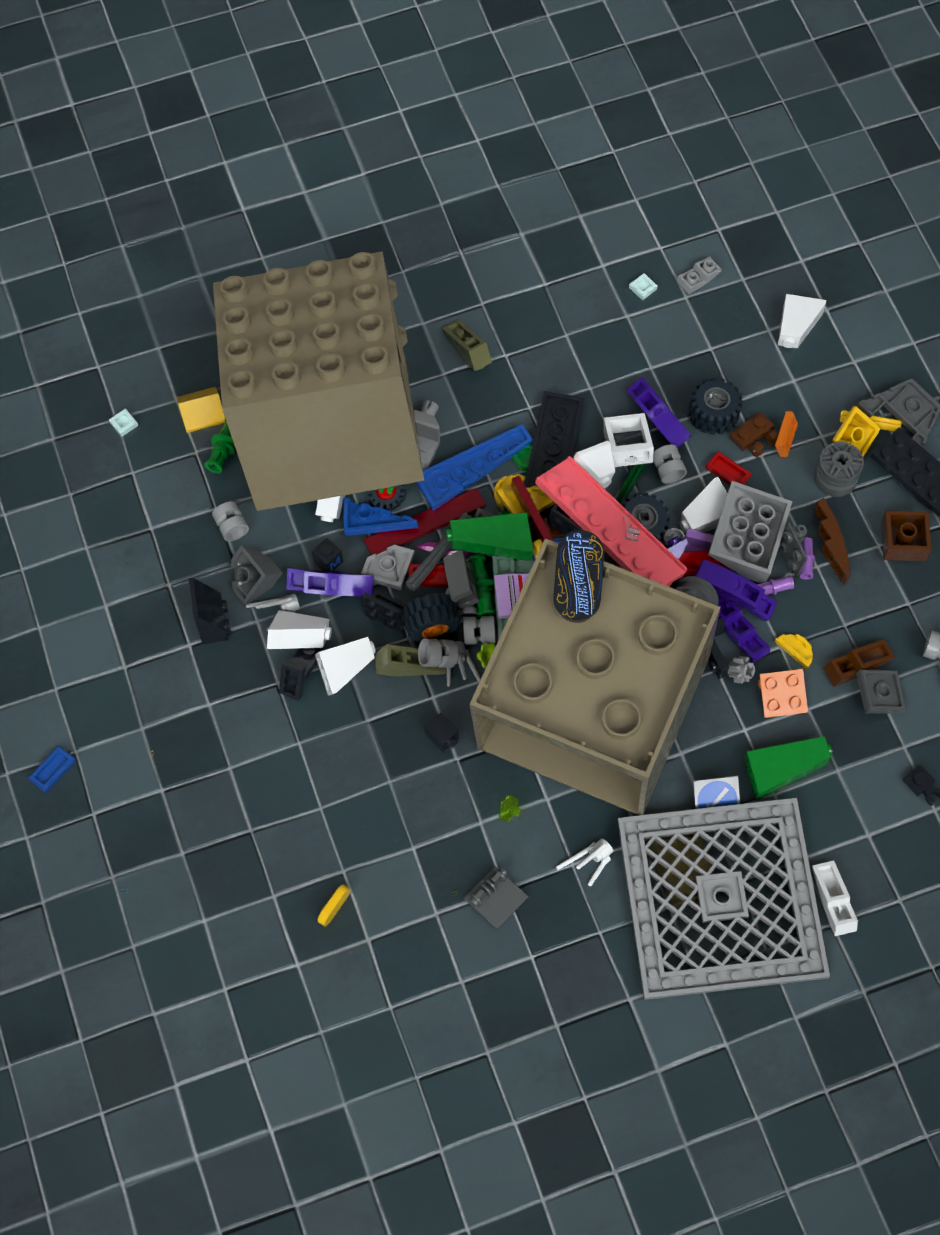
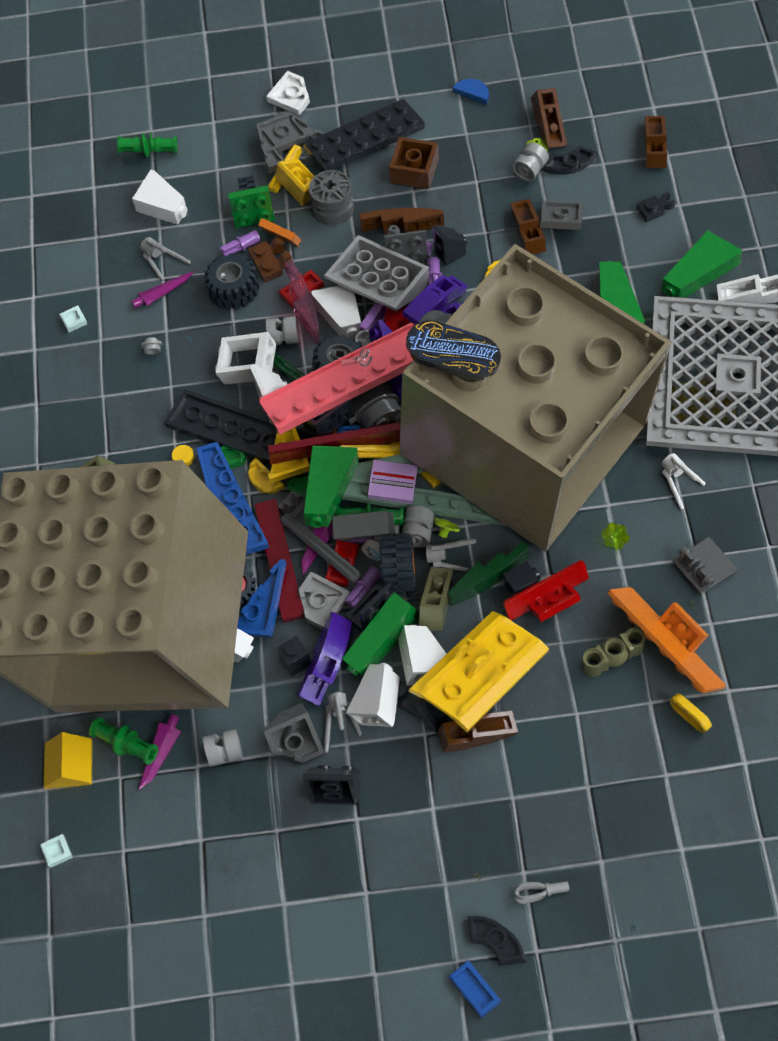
camera: 70 degrees left, 5 degrees down
(98, 779) = (497, 938): none -> black tile
(146, 812) = (548, 890): none -> light grey piece
(231, 476) = (164, 739): none -> magenta bar
(284, 724) = (488, 729): none -> reddish brown slope
(337, 711) = (480, 669): none -> yellow hinge
(360, 622) = (380, 634): none -> green slope
(380, 817) = (621, 644): none -> olive piece
(402, 595) = (363, 586): none -> medium lavender axle
(406, 873) = (673, 633): none -> orange bracket
(431, 760) = (549, 595): none -> red bracket
(437, 653) = (437, 564): light grey wheel -> none
(438, 697) = (482, 578): none -> dark green slope
(515, 416) = (183, 453): none -> yellow tile
(626, 358) = (151, 346): none -> light grey plate
(658, 412) = (225, 325): dark purple slope -> none
(688, 345) = (156, 292): none -> magenta bar
(700, 275) = (79, 269): light grey slope -> none
(700, 477) = (303, 305): none -> clear pink slope
(736, 330) = (153, 249): none -> light grey plant
(765, 404) = (240, 243): none -> medium lavender axle
(811, 397) = (250, 203): none -> green plate
(812, 589) = (448, 244): none -> black slope
(851, 839) = (701, 265): none -> green slope
(860, 290) = (147, 145): none -> green piece

